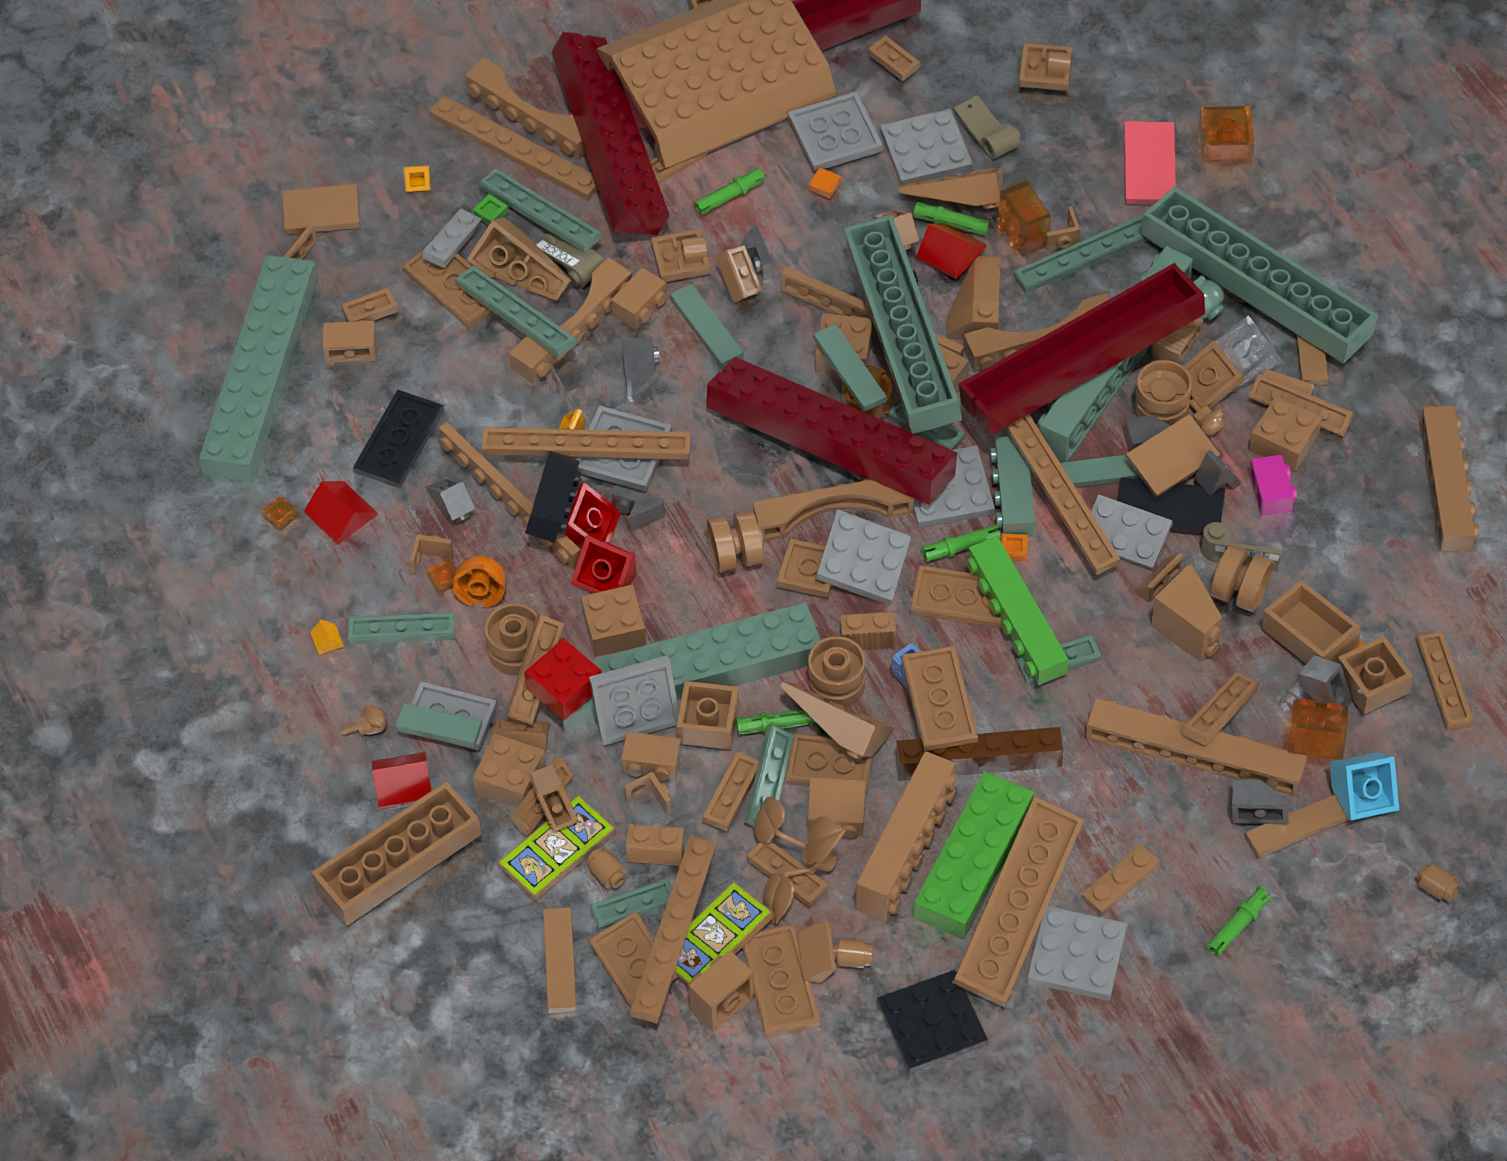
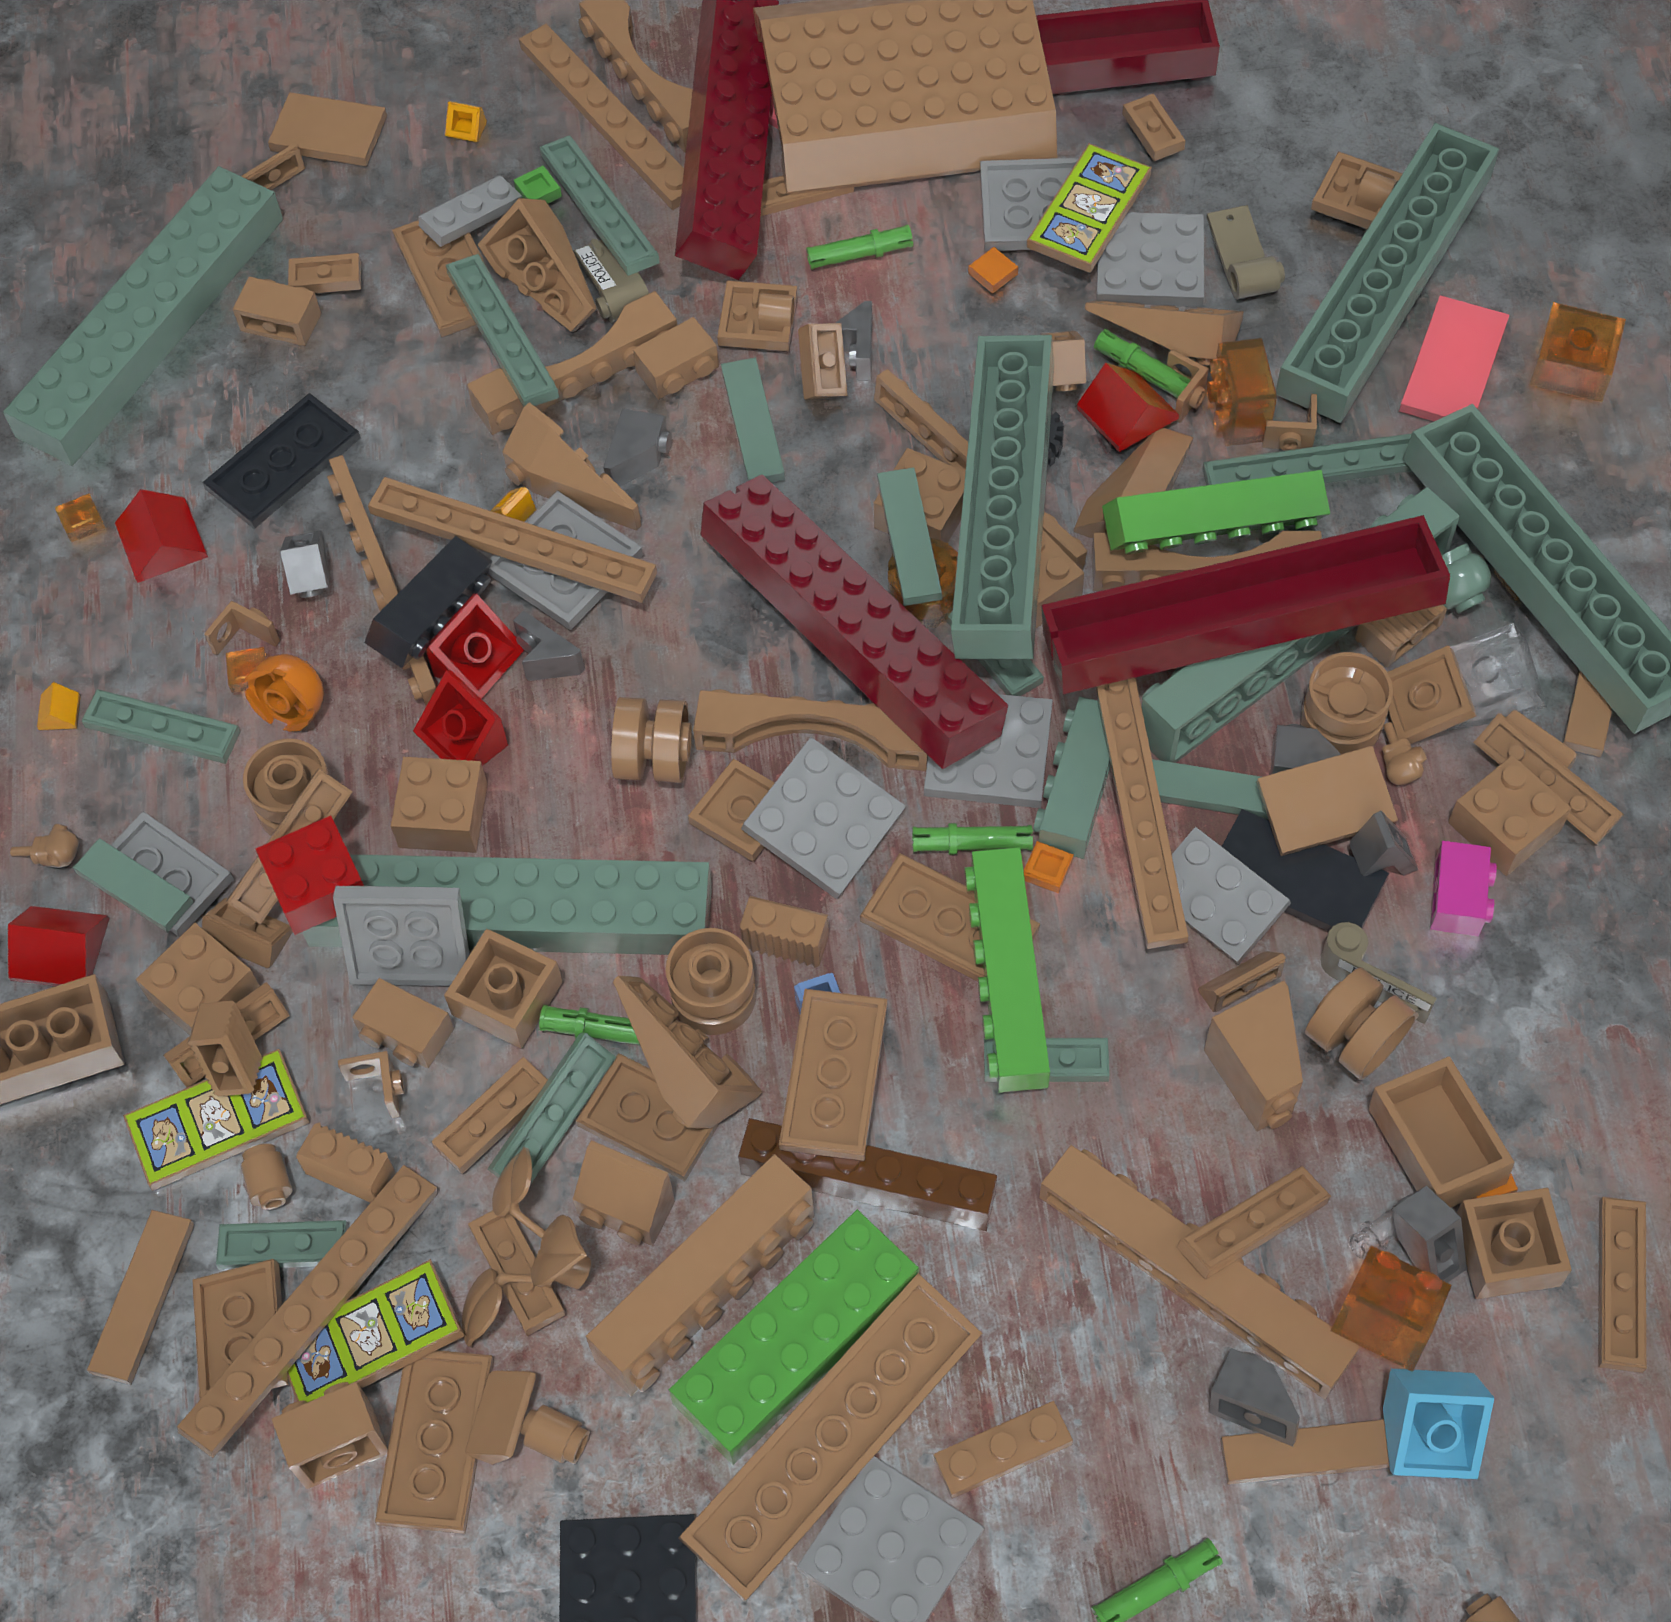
camera: 20 degrees right, 5 degrees up
(586, 388) = (547, 464): none -> medium nougat wedge
(875, 124) = (1089, 207): none -> tile
(991, 227) = (1195, 390): none -> medium nougat bracket
(1037, 298) = (1216, 510): none -> bright green brick
(1086, 114) = (1387, 272): none -> sand green brick

